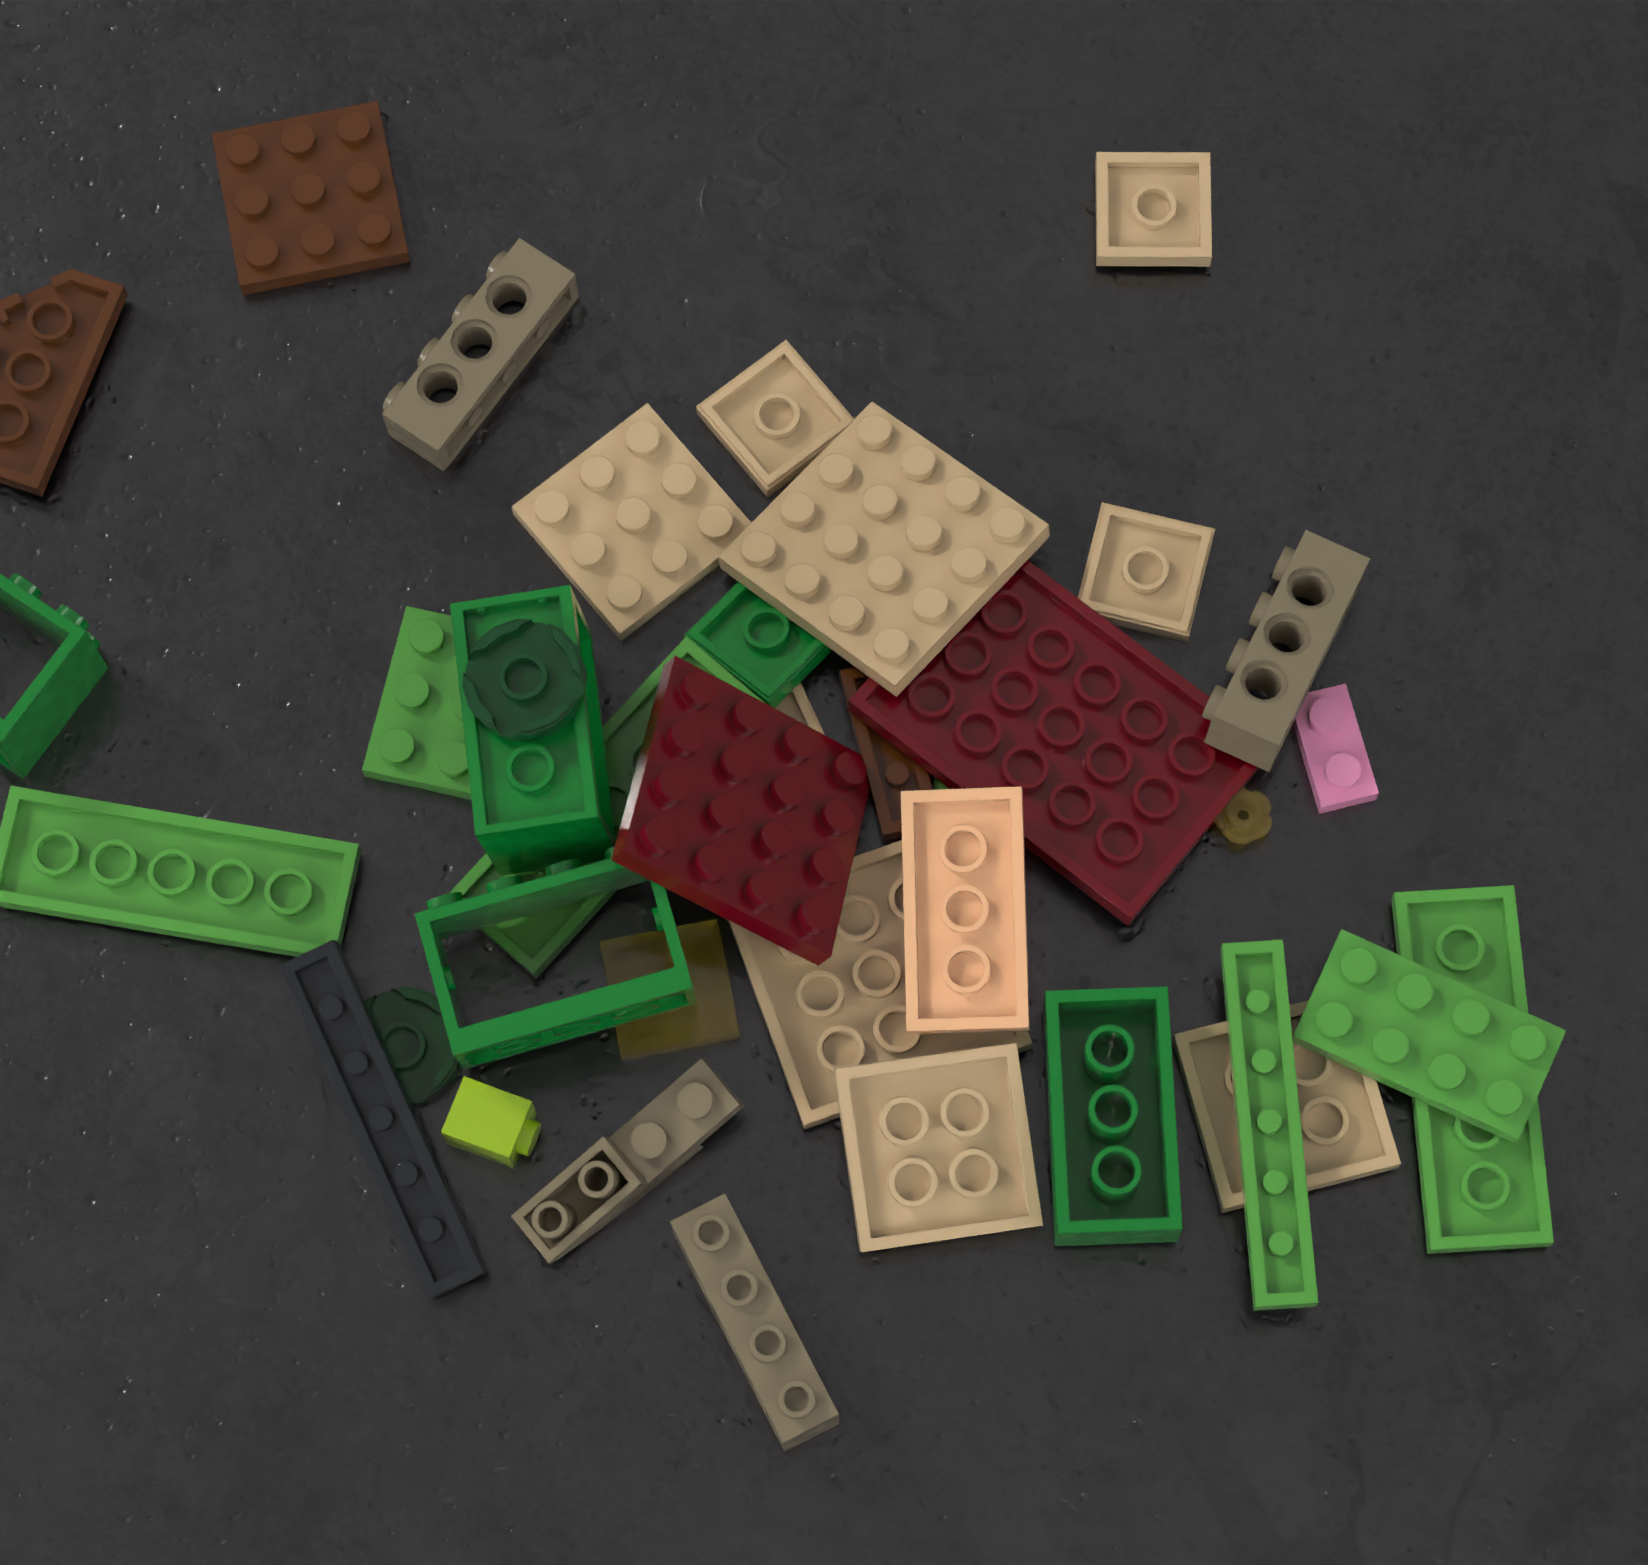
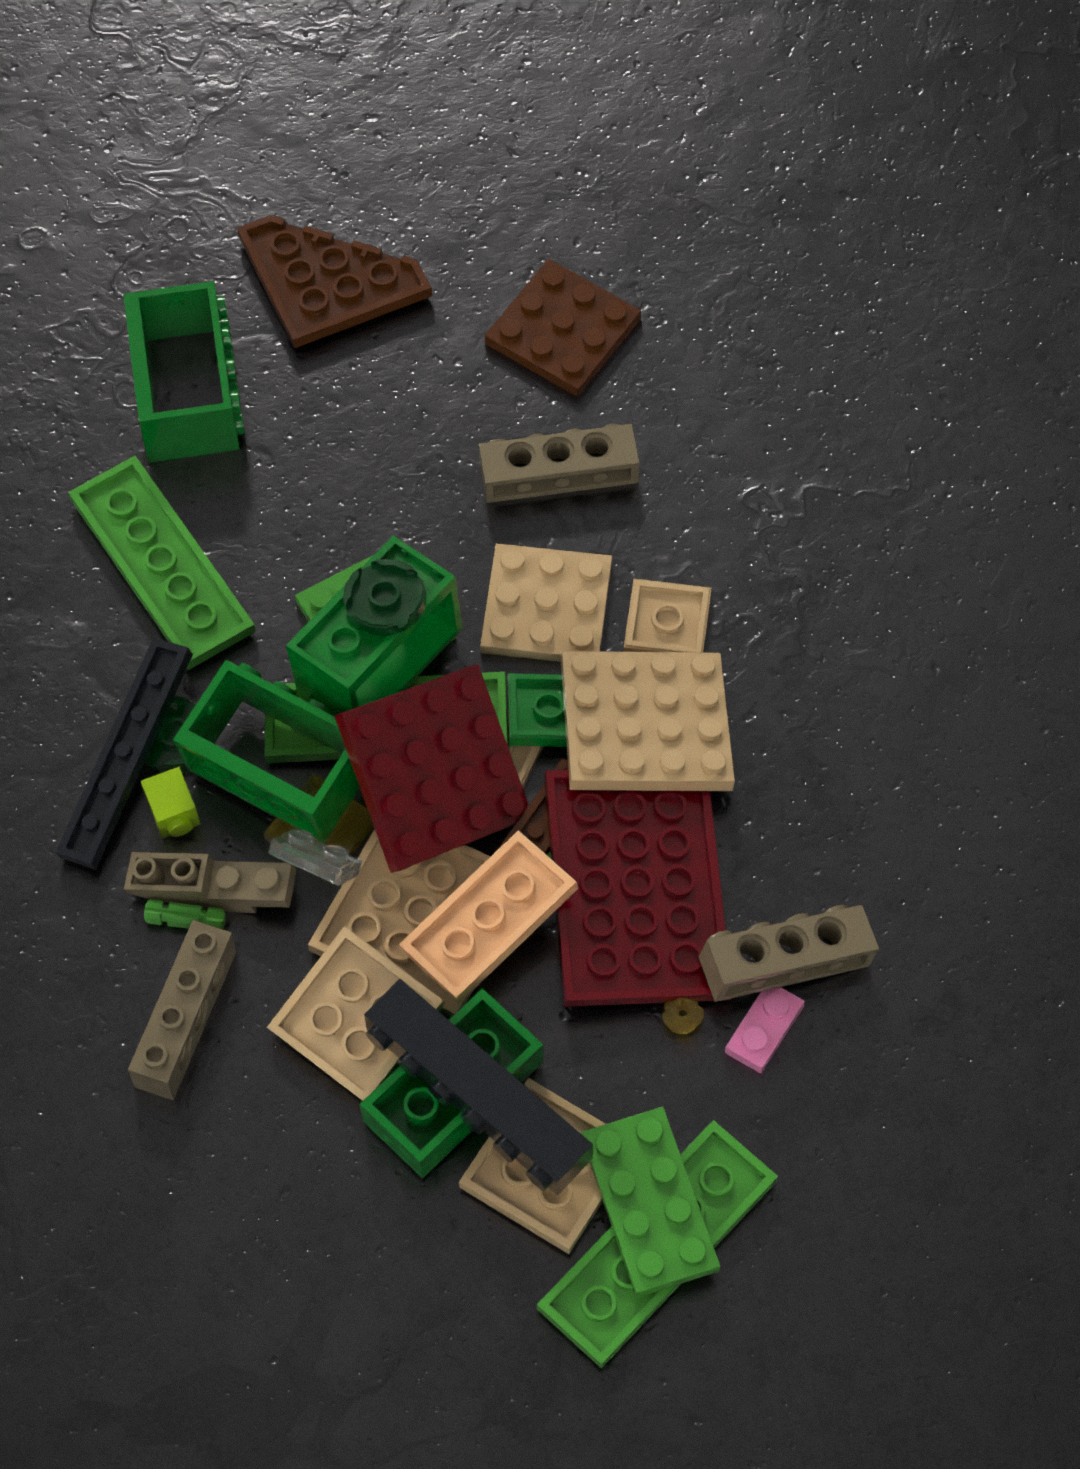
camera: 45 degrees right, 10 degrees down
(637, 1224) = (182, 914): none -> bright green axle
(716, 1027) = (315, 857): none -> clear plate
(1146, 571) = (766, 856): tan tile -> none
(1153, 209) = (962, 691): tan plate -> none
(1163, 1096) = (478, 1088): none -> black brick
(1268, 1125) = (501, 1181): bright green plate -> none

